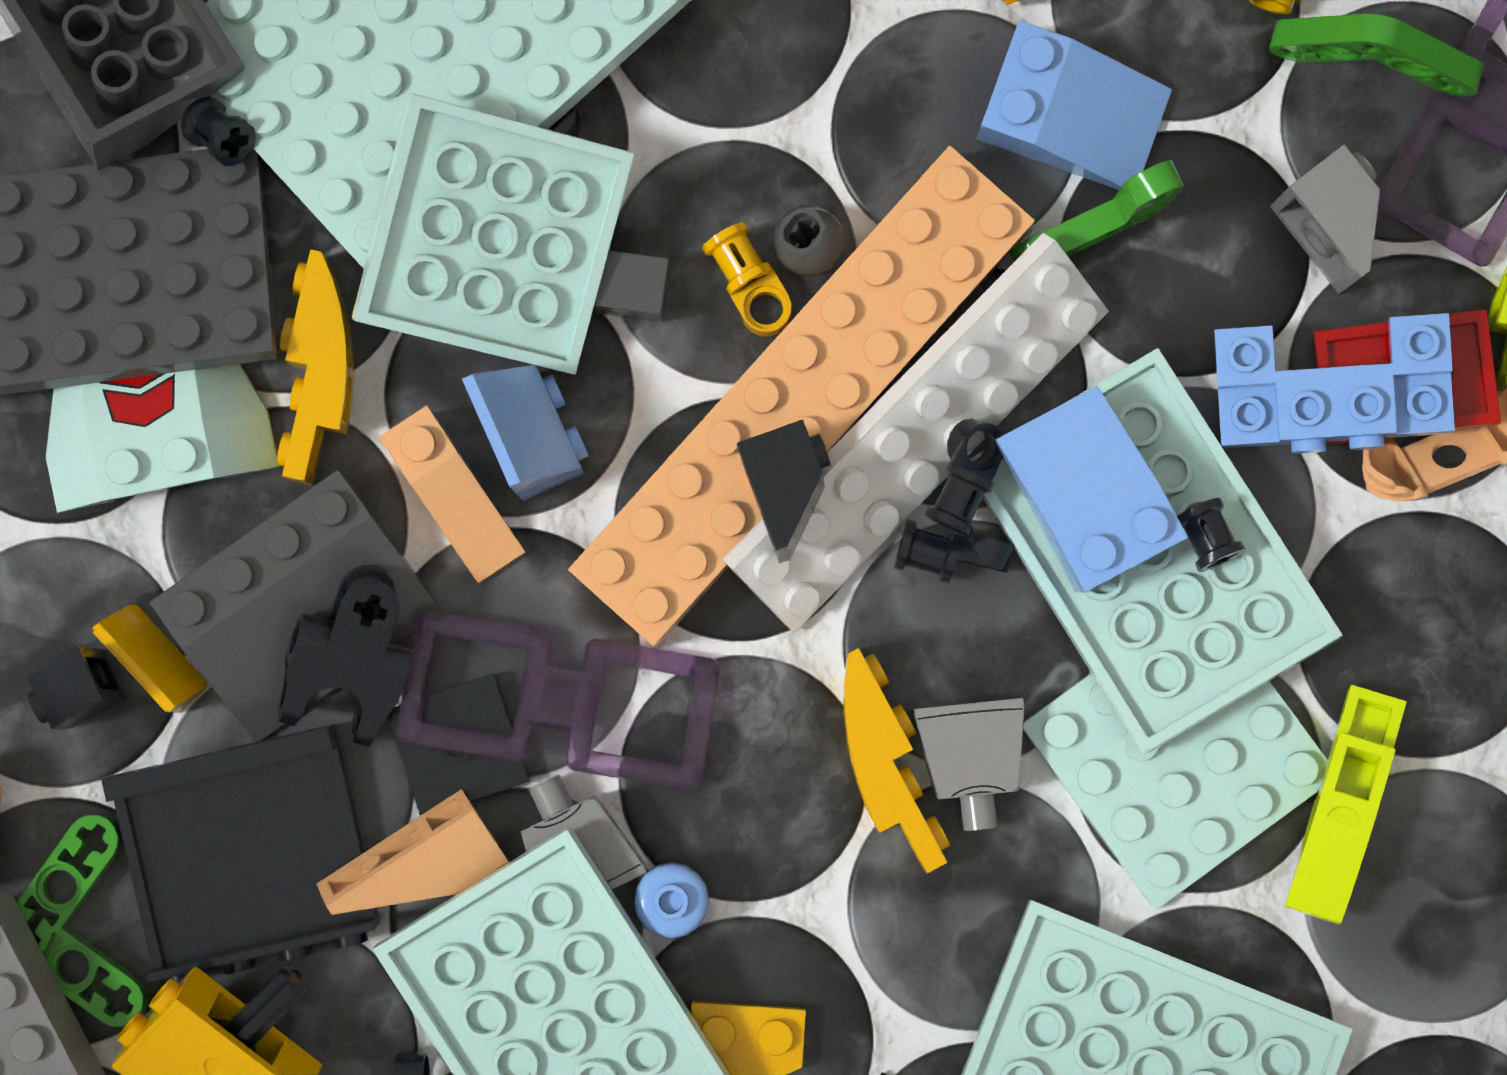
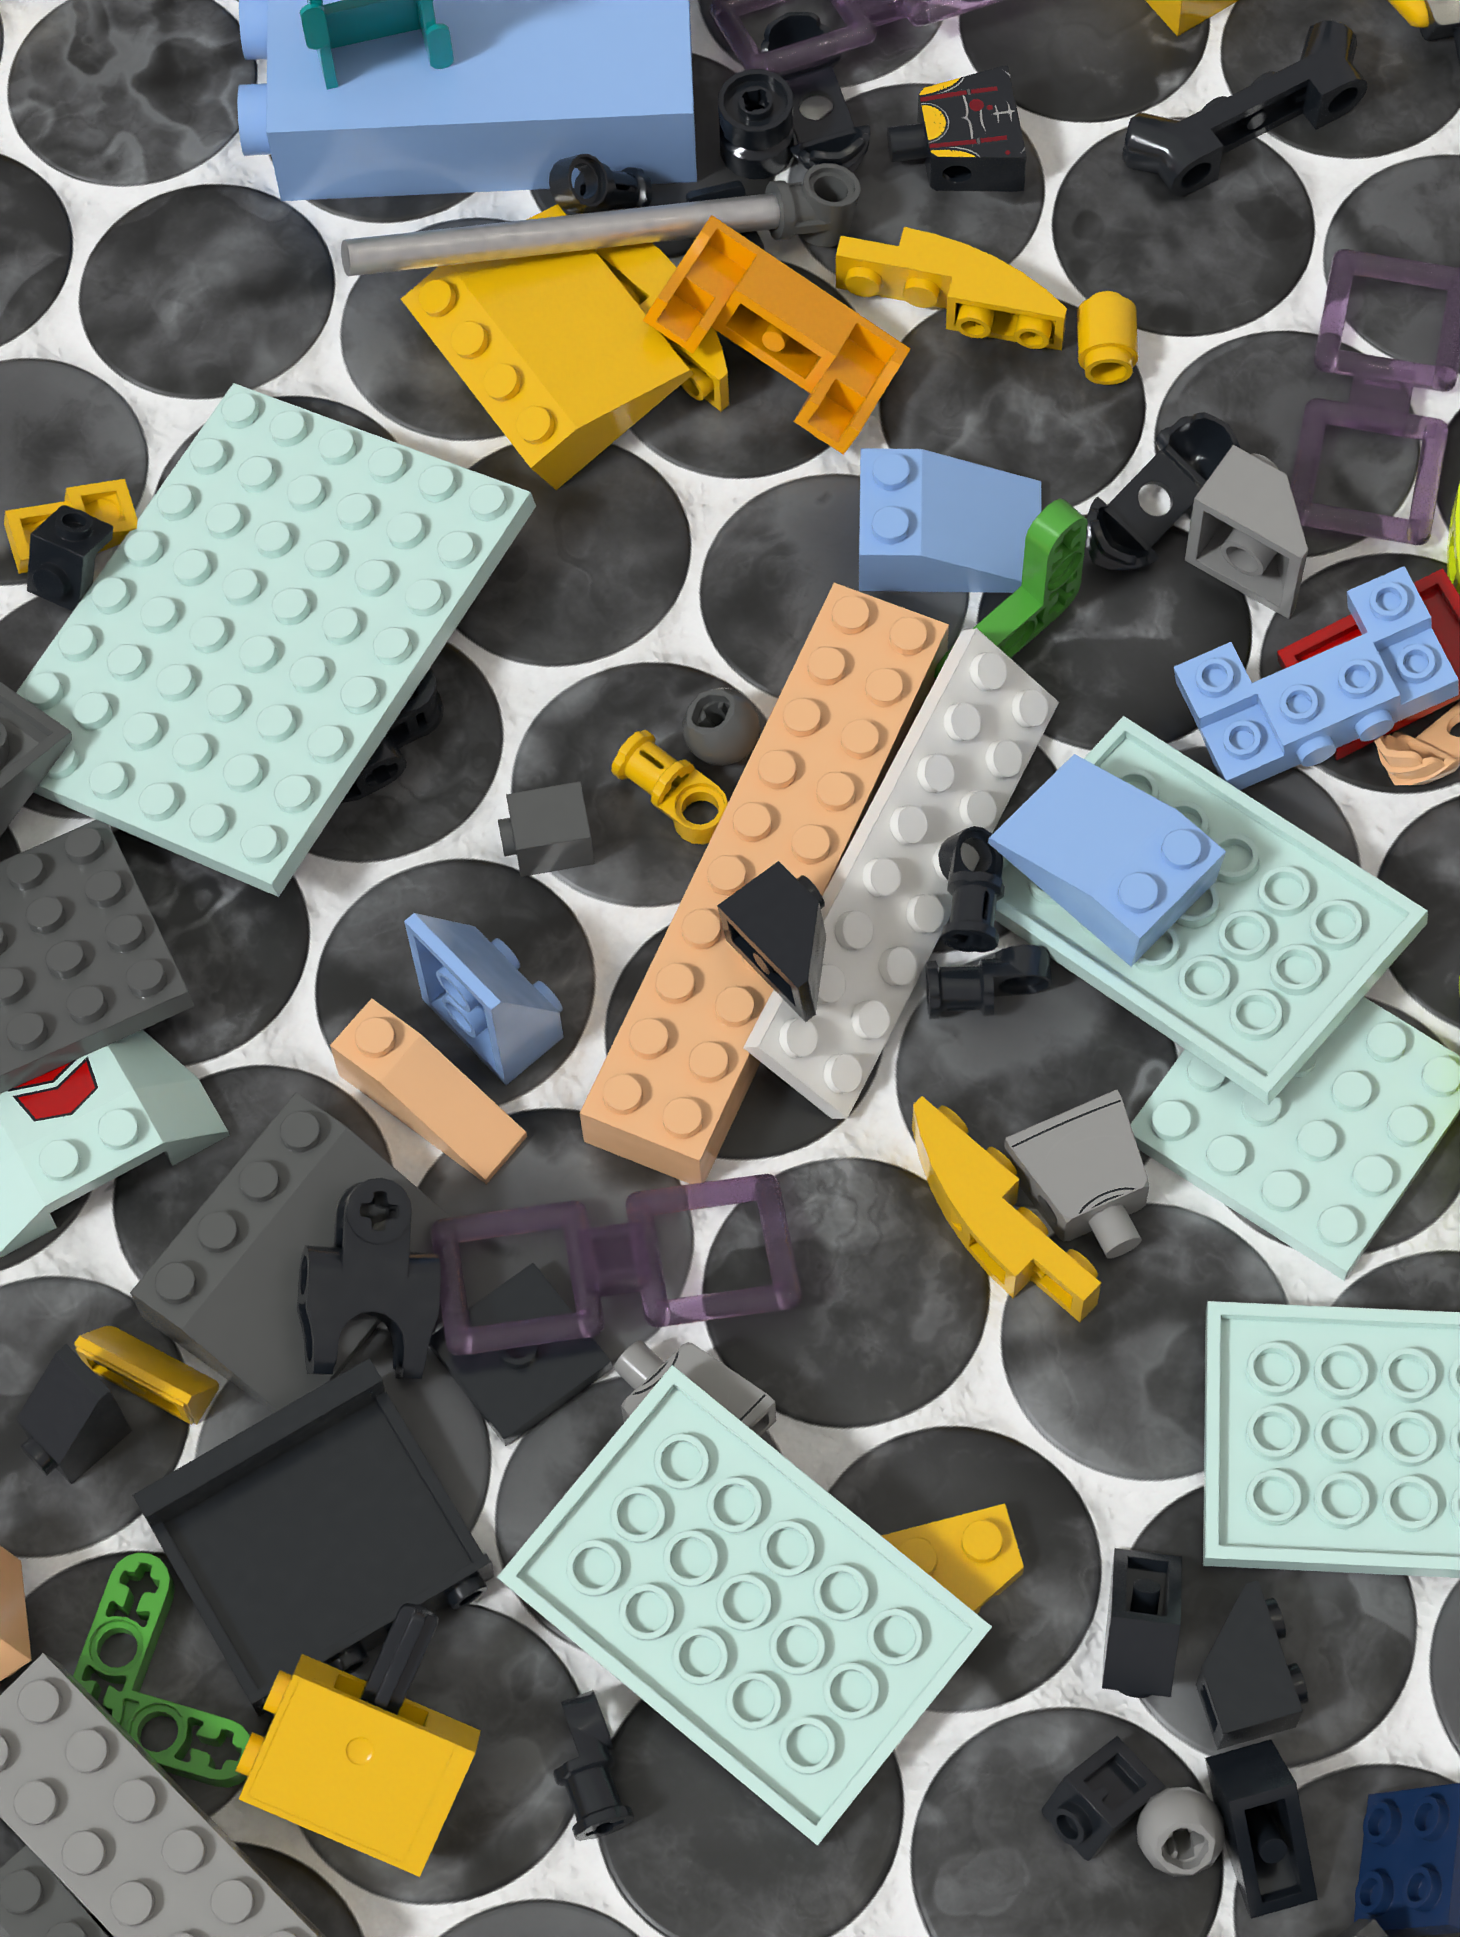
camera: 15 degrees left, 20 degrees down
(224, 135) = (51, 794): black bush -> none
(323, 346) = (243, 1008): yellow slope -> none
(421, 861) = (522, 1470): light nougat slope -> none
(492, 234) = (387, 801): light aqua plate -> none
(671, 900) = (814, 1427): light blue head -> none
(1225, 545) = (1251, 857): black bush -> none
(1309, 119) = (1189, 452): none -> black piece
(1378, 39) = (1228, 344): bright green beam -> none

